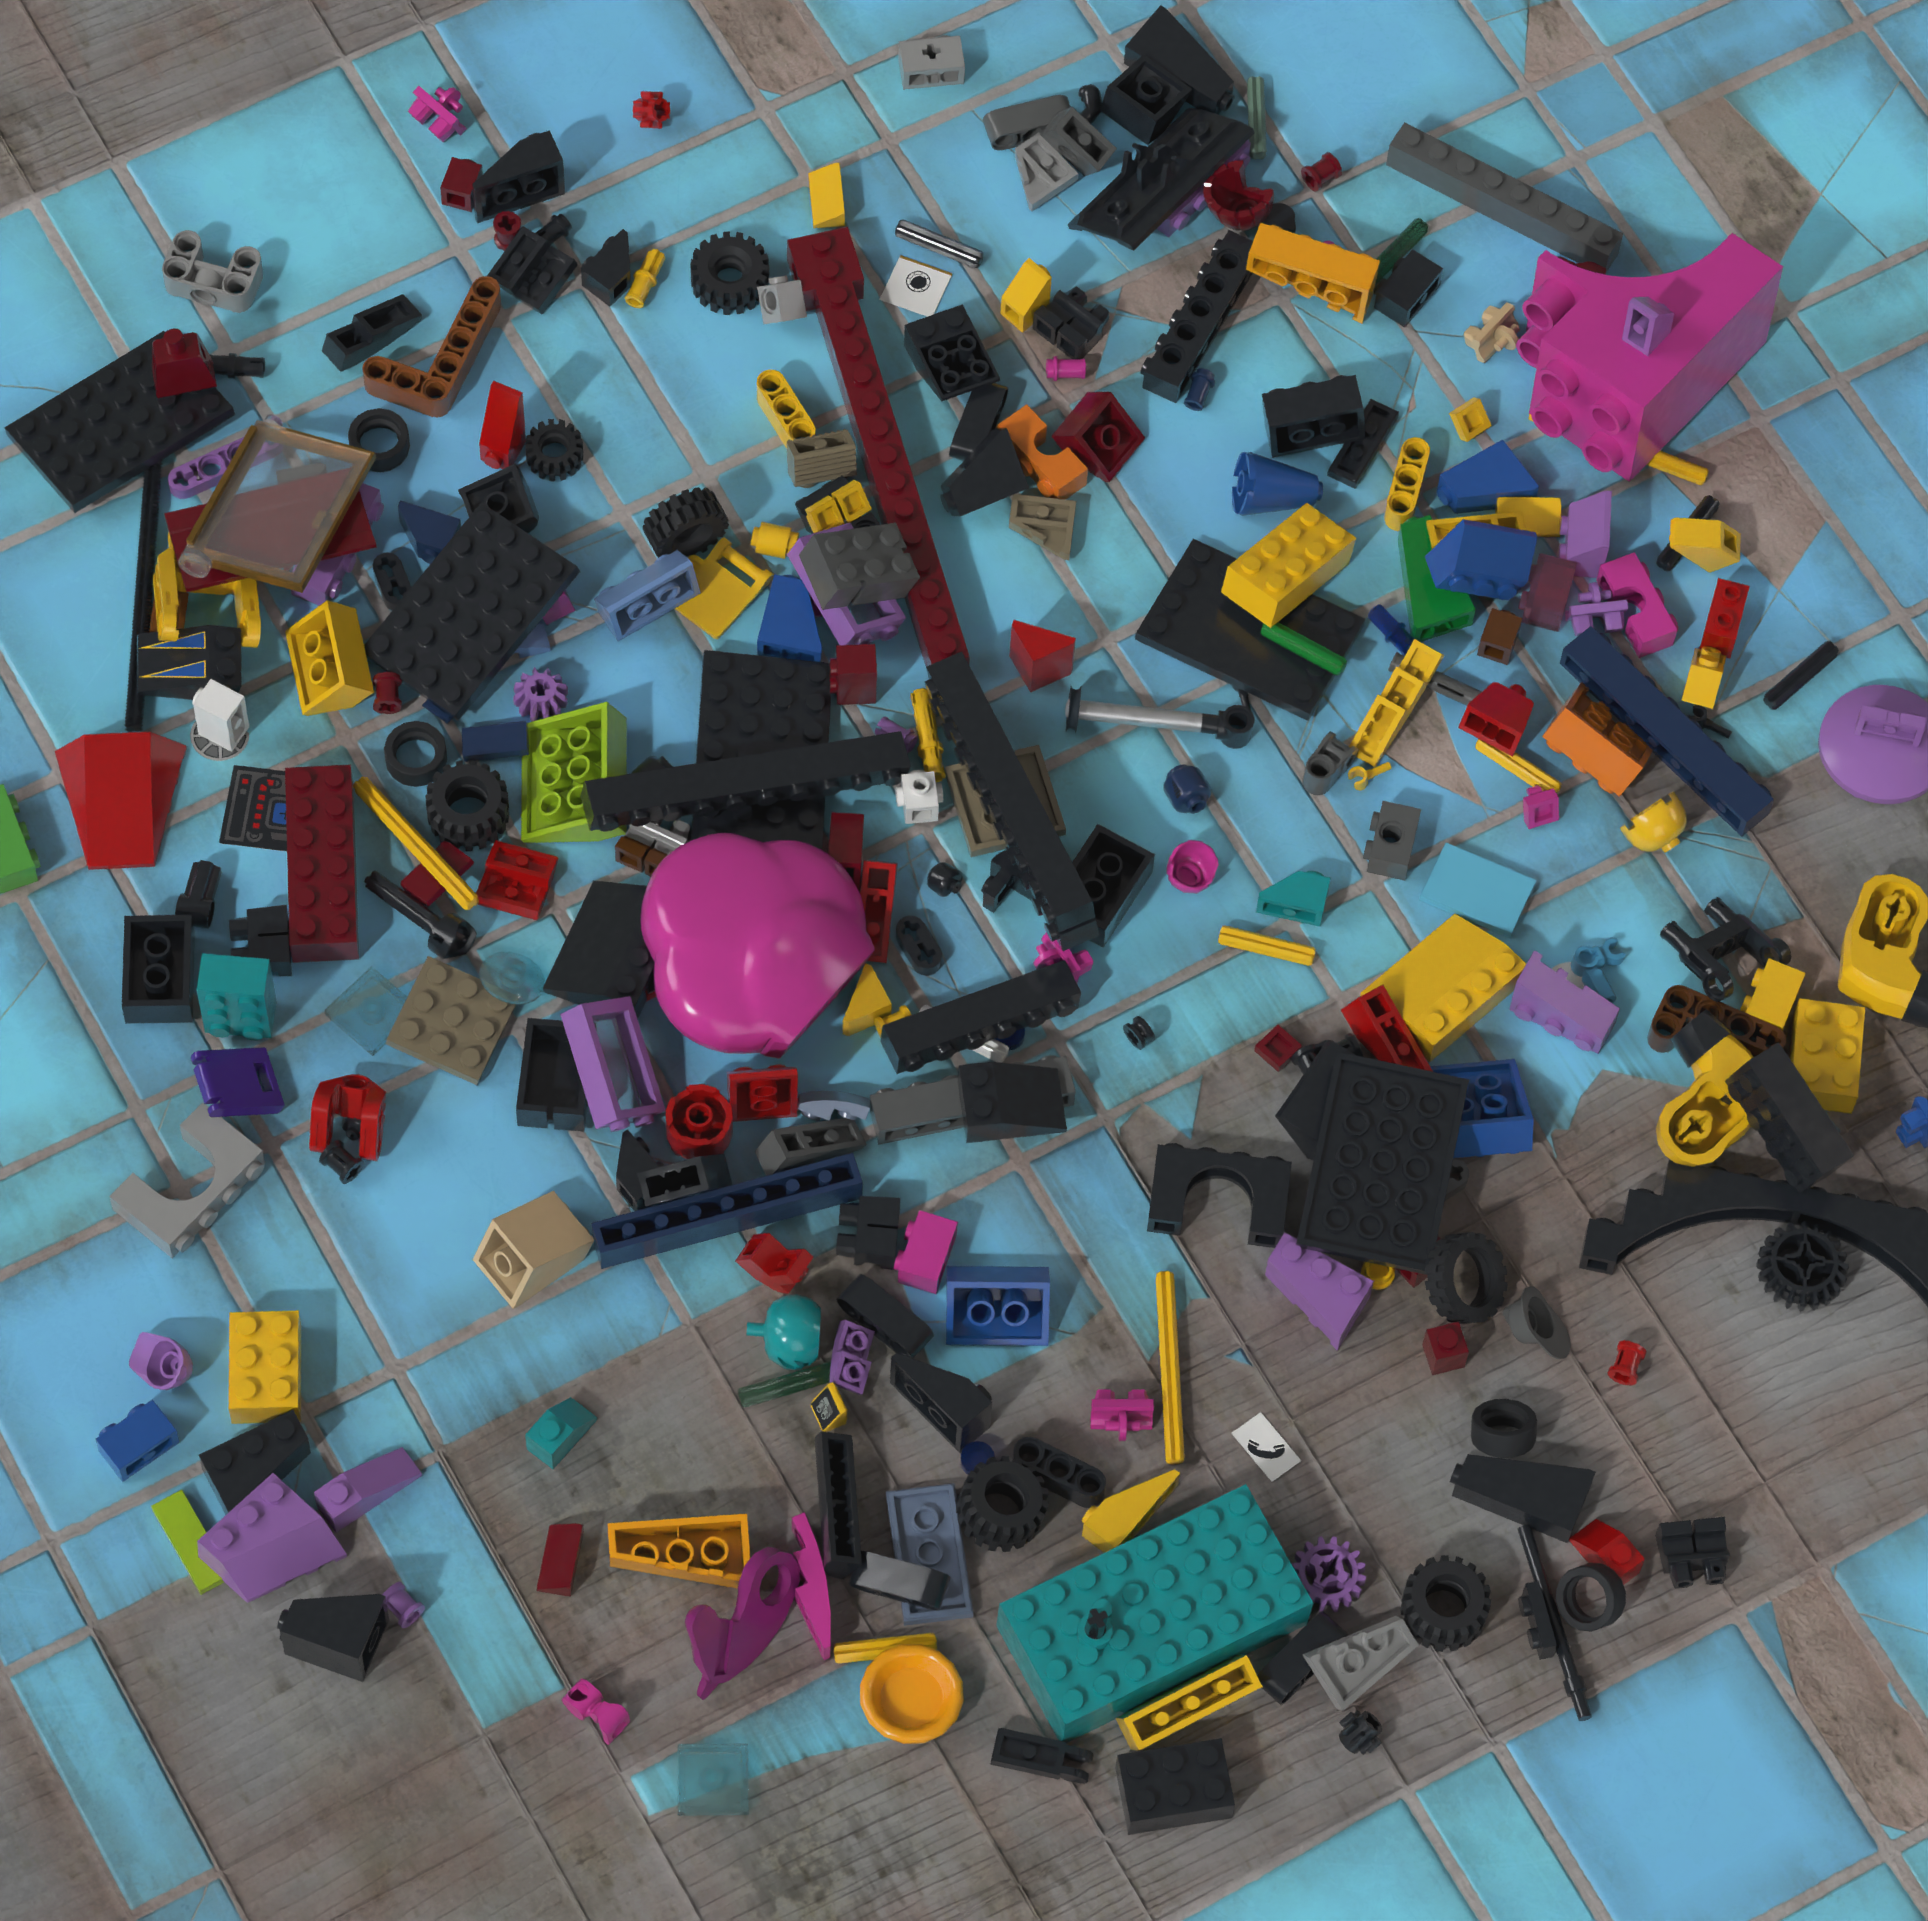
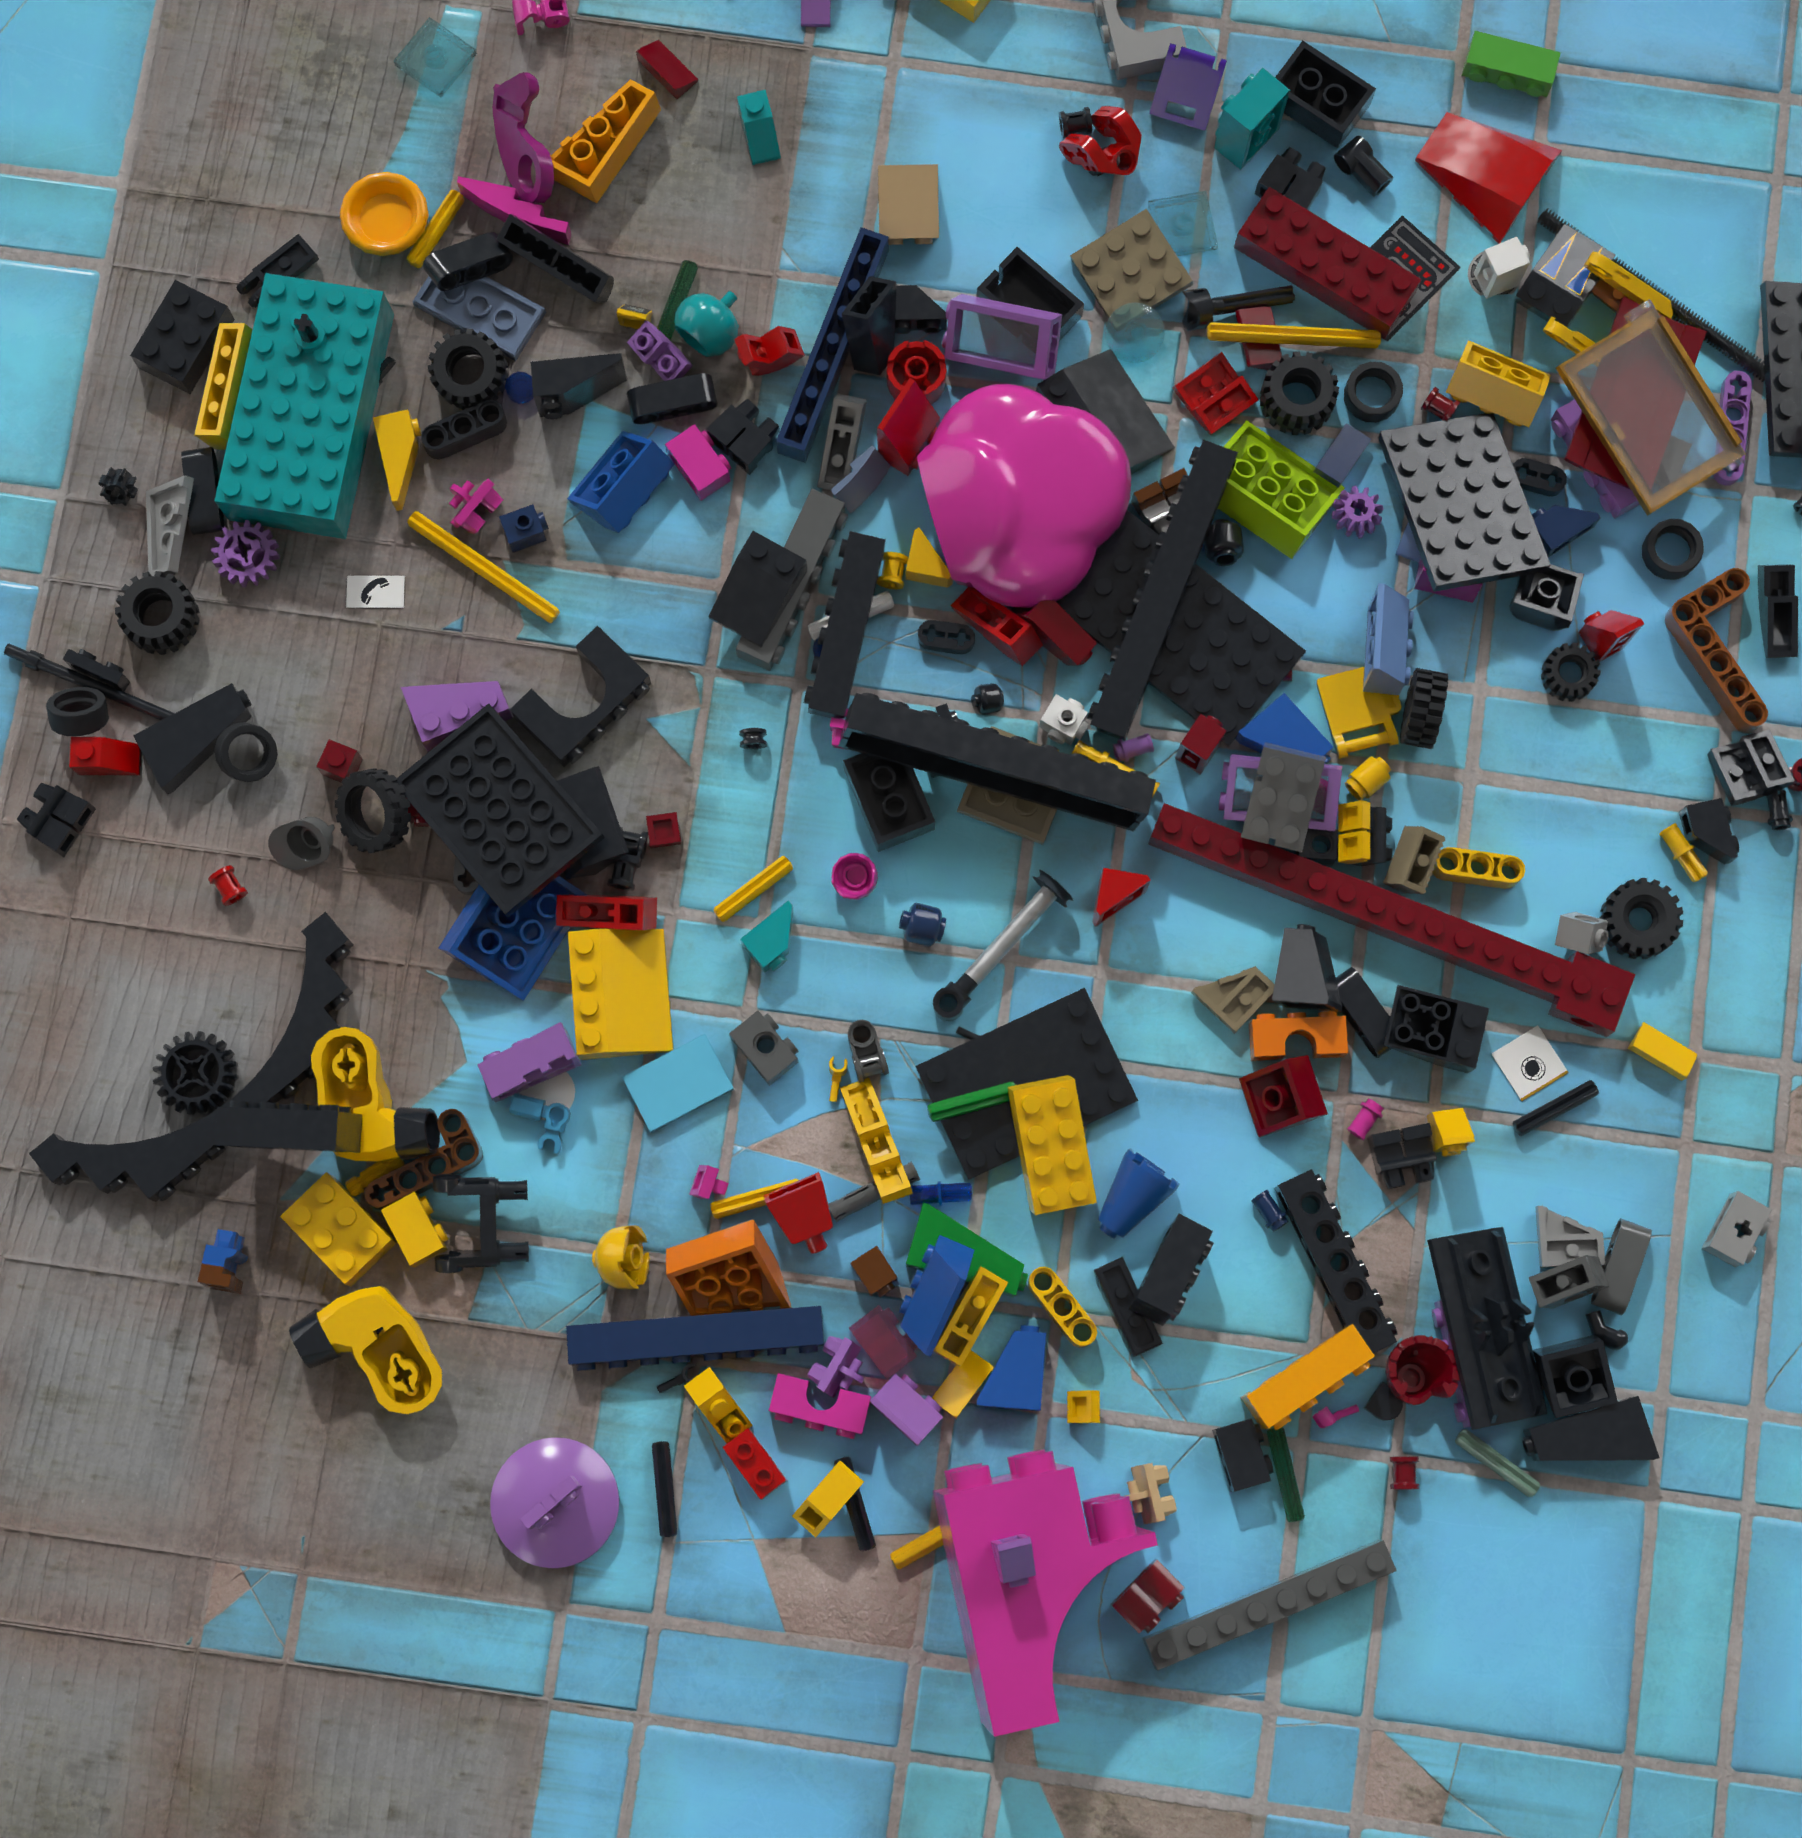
camera: 130 degrees right, 15 degrees up
(1108, 1354) = (524, 528): none -> dark blue brick

